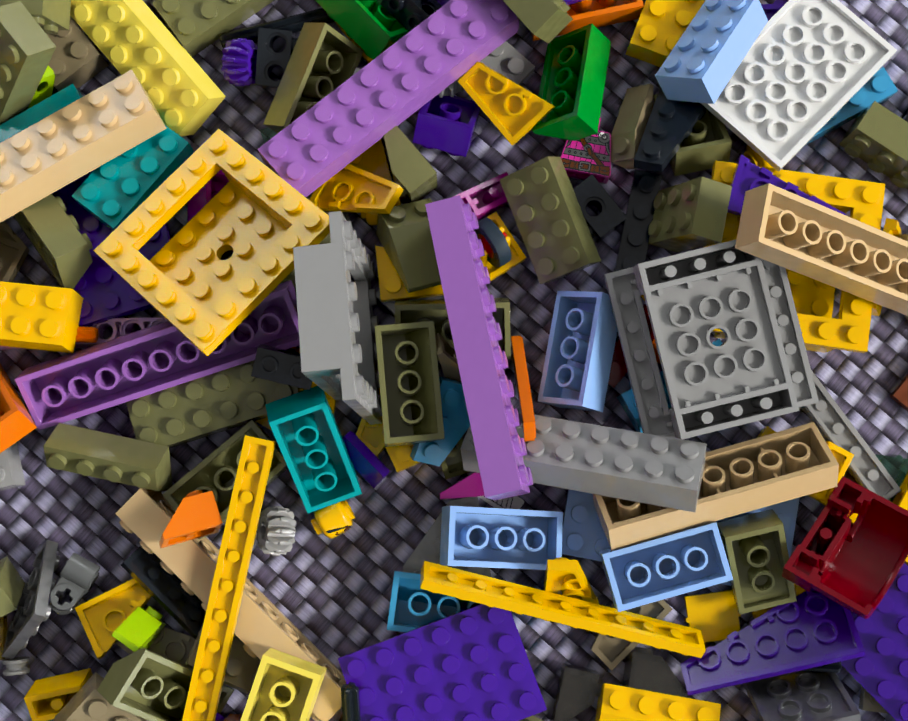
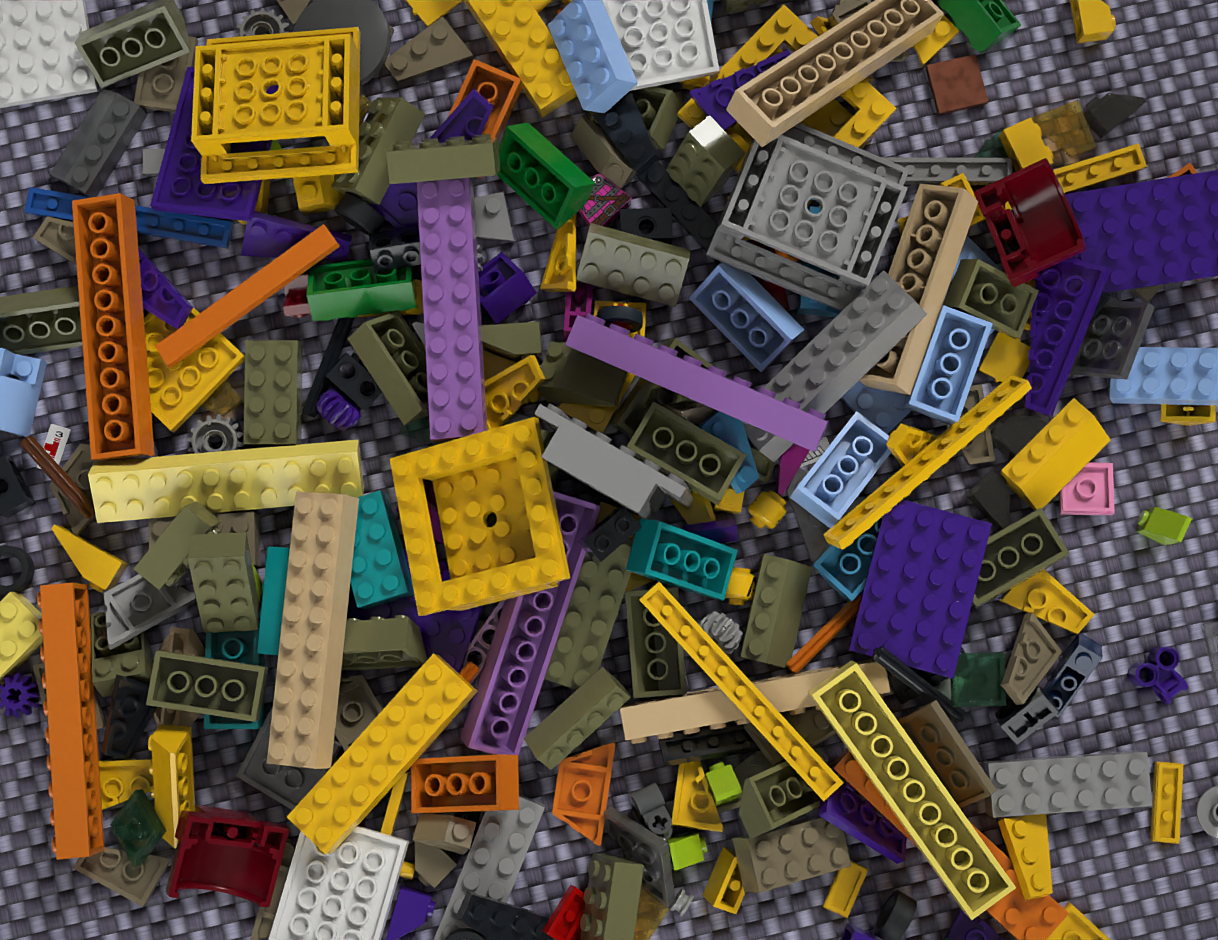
camera: 60 degrees left, 0 degrees up
(57, 509) = (584, 790): none -> orange wing
(61, 637) = (686, 850): none -> lime slope
(193, 519) = (672, 683): orange slope -> none
(332, 567) = (775, 611): none -> olive slope
(340, 626) = (824, 636): none -> orange axle
(419, 495) = (767, 510): none -> yellow head
(504, 101) = (520, 233): yellow wing -> none
(506, 160) = (561, 265): none -> yellow wing
(523, 388) = (749, 374): orange tile -> none

